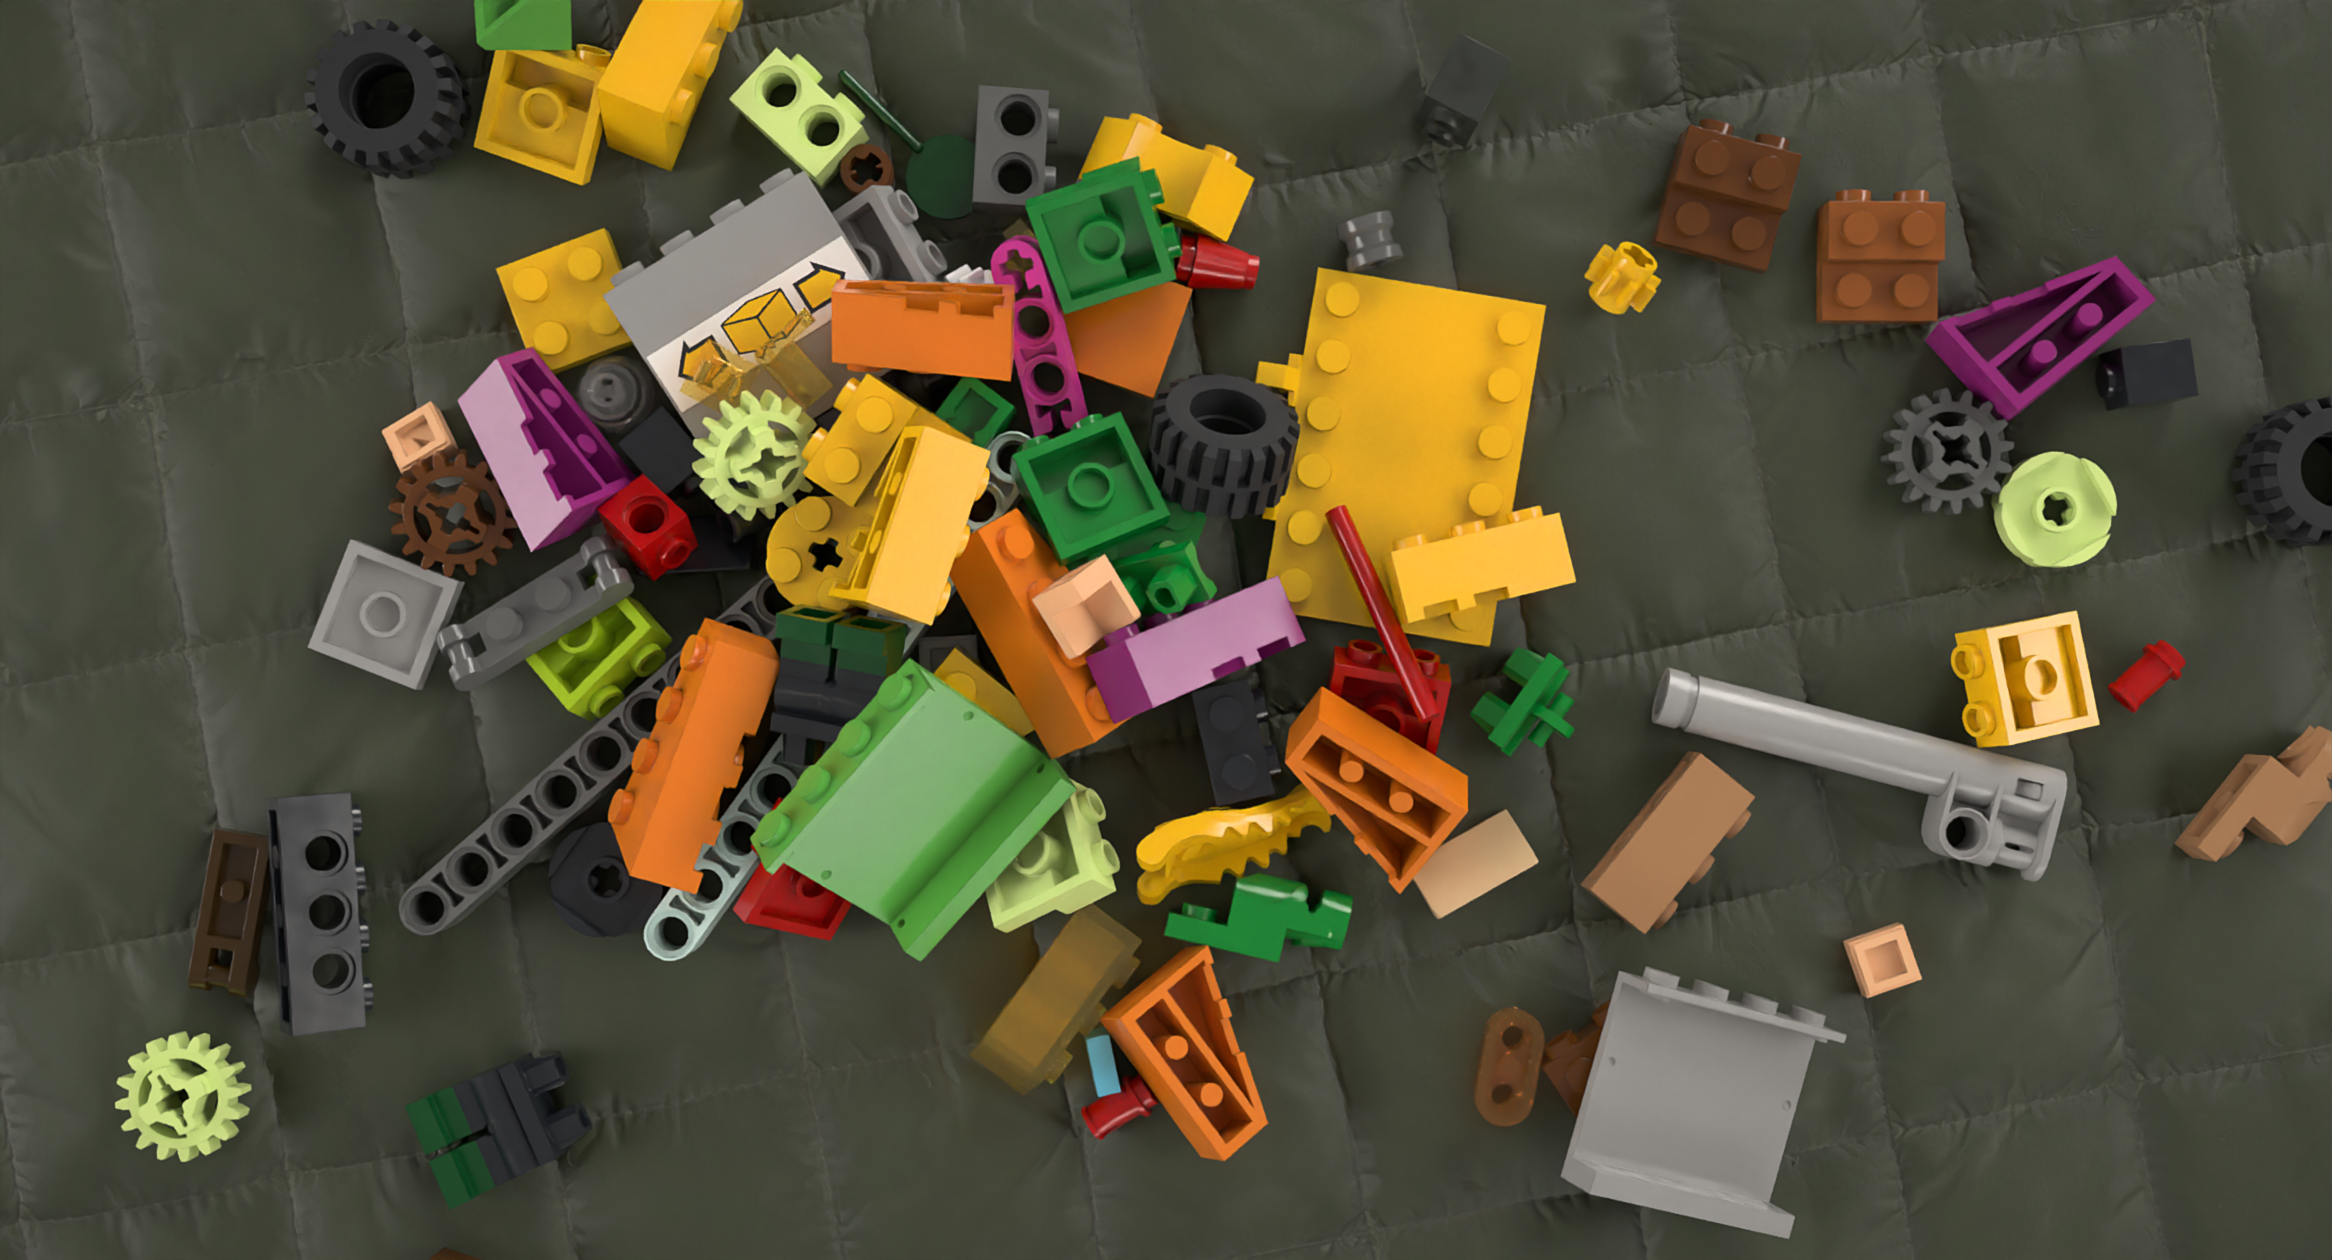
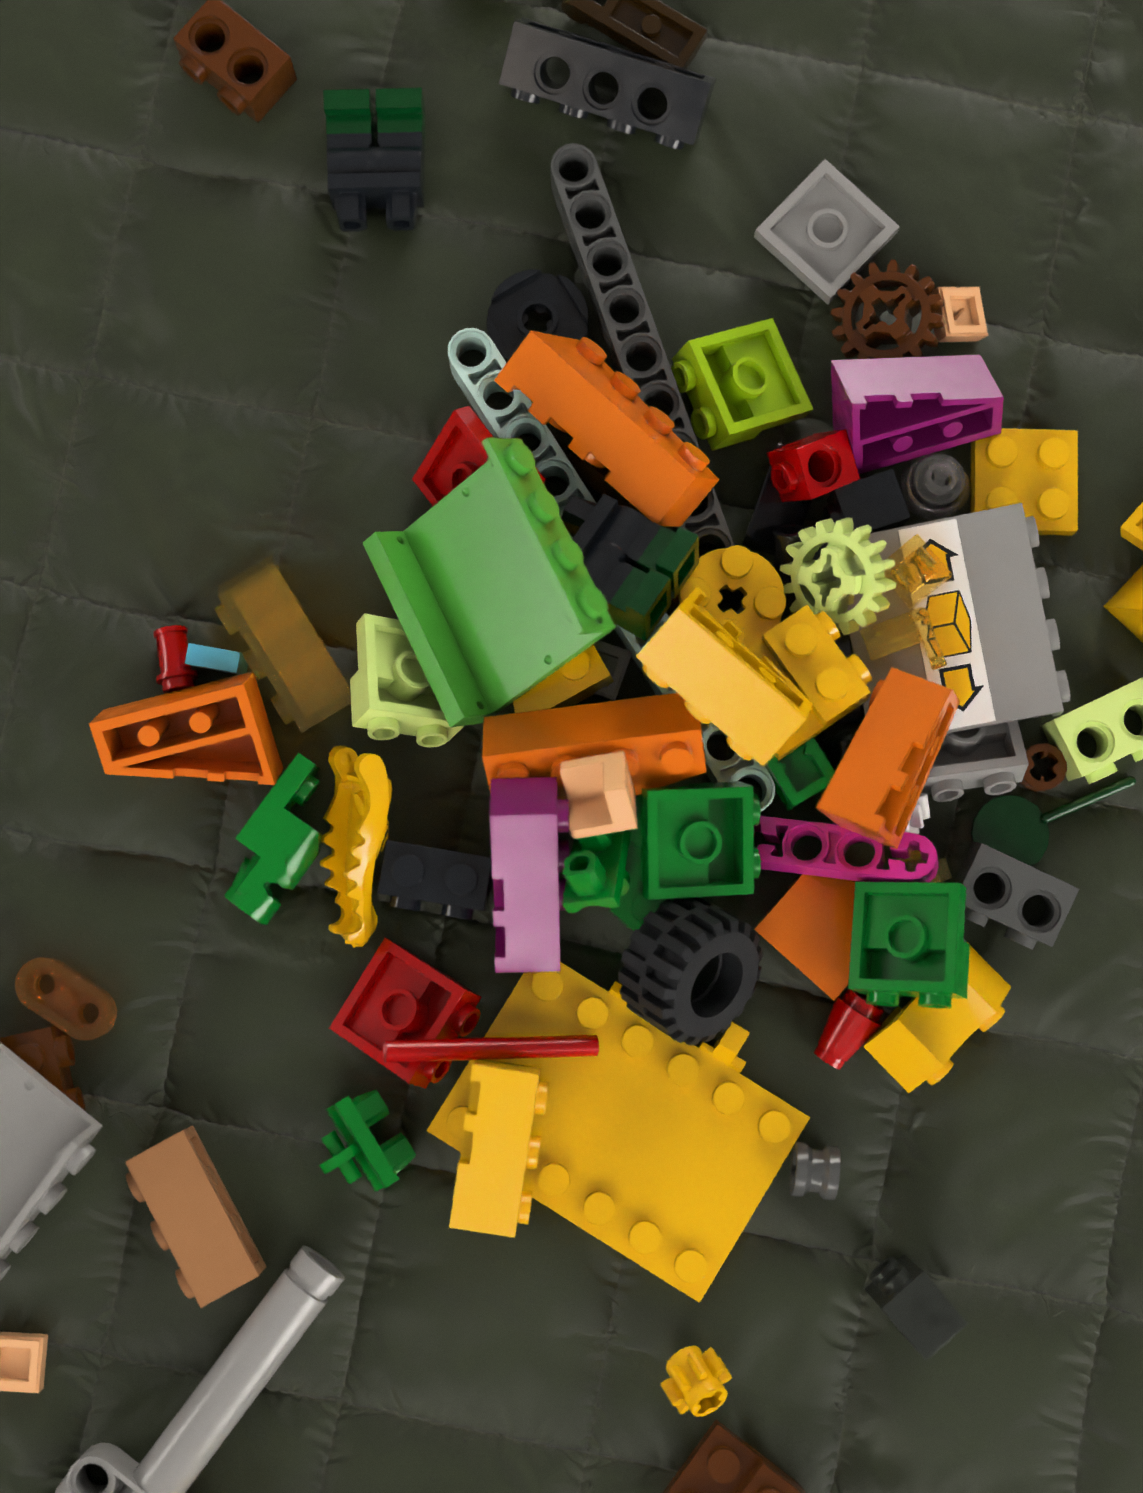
camera: 110 degrees right, 5 degrees down
(536, 614) = (778, 348): dark grey plate -> none
(1377, 783) = (348, 984): orange wedge -> none
(1474, 864) = (249, 1039): tan slope -> none

